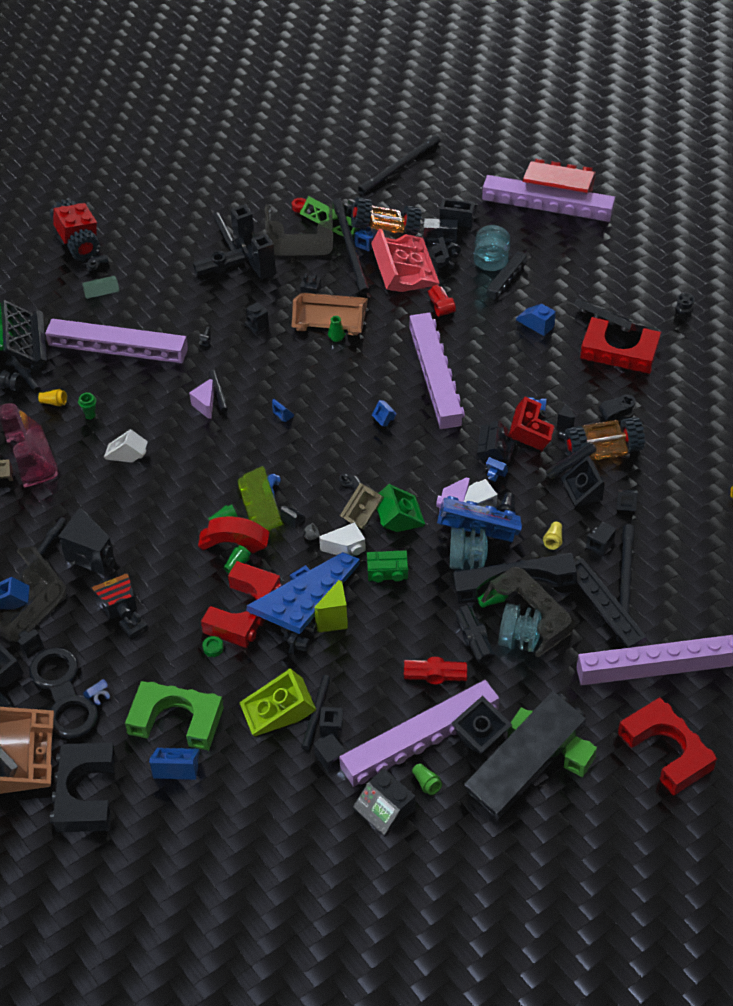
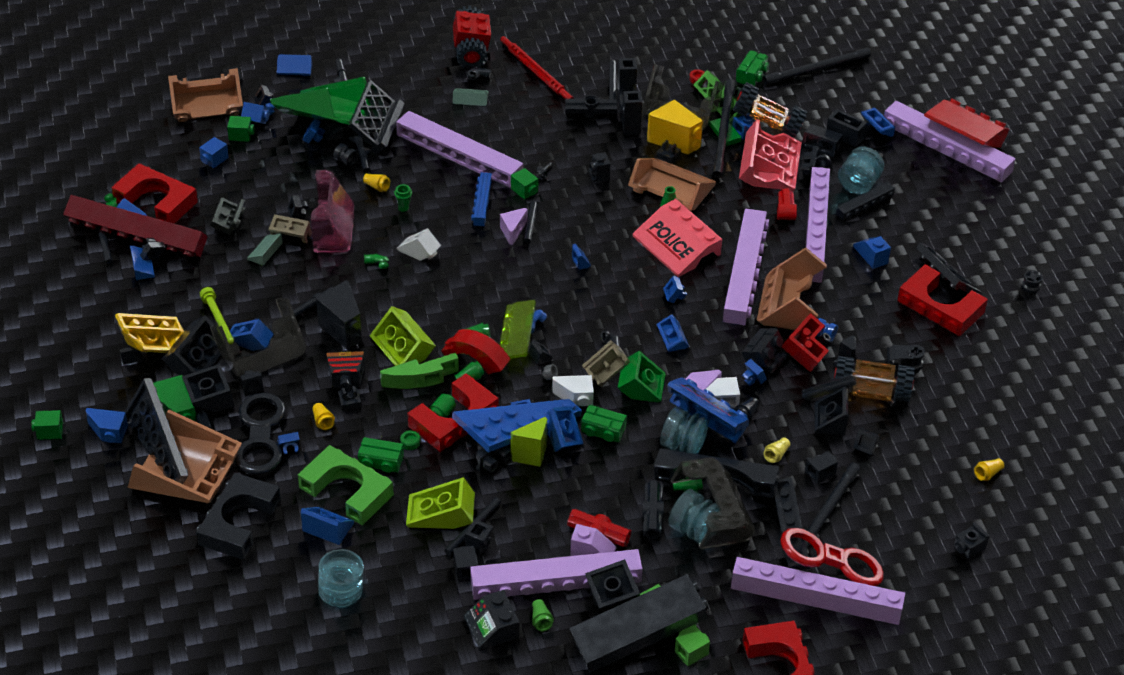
camera: 20 degrees right, 5 degrees down
(90, 474) = (376, 258): none -> green arm
(119, 654) = (323, 417): none -> yellow cone
(149, 241) = (536, 68): none -> red axle
(156, 547) = (401, 338): none -> lime slope
(162, 384) = (482, 197): none -> blue piece
(184, 579) = (417, 375): none -> bright green slope
(194, 672) = (381, 454): none -> green brick
(195, 355) = (524, 183): none -> green brick
(220, 815) = (340, 577): none -> clear light blue wheel
(229, 600) = (443, 405): none -> green brick
(308, 256) = (676, 125): none -> yellow slope
(340, 245) = (732, 136): none -> green tile
(345, 182) = (752, 68): none -> green brick
(356, 586) = (563, 428): none -> blue slope
(361, 362) = (677, 238): none -> coral piece
(402, 456) = (672, 334): none -> blue slope
(435, 689) = (589, 541): none -> lavender slope
(478, 311) = (818, 215): none -> lavender brick
(479, 386) = (782, 289): none -> nougat windscreen
(481, 198) = (879, 122): none -> blue slope
(660, 622) = (831, 556): none -> red bar

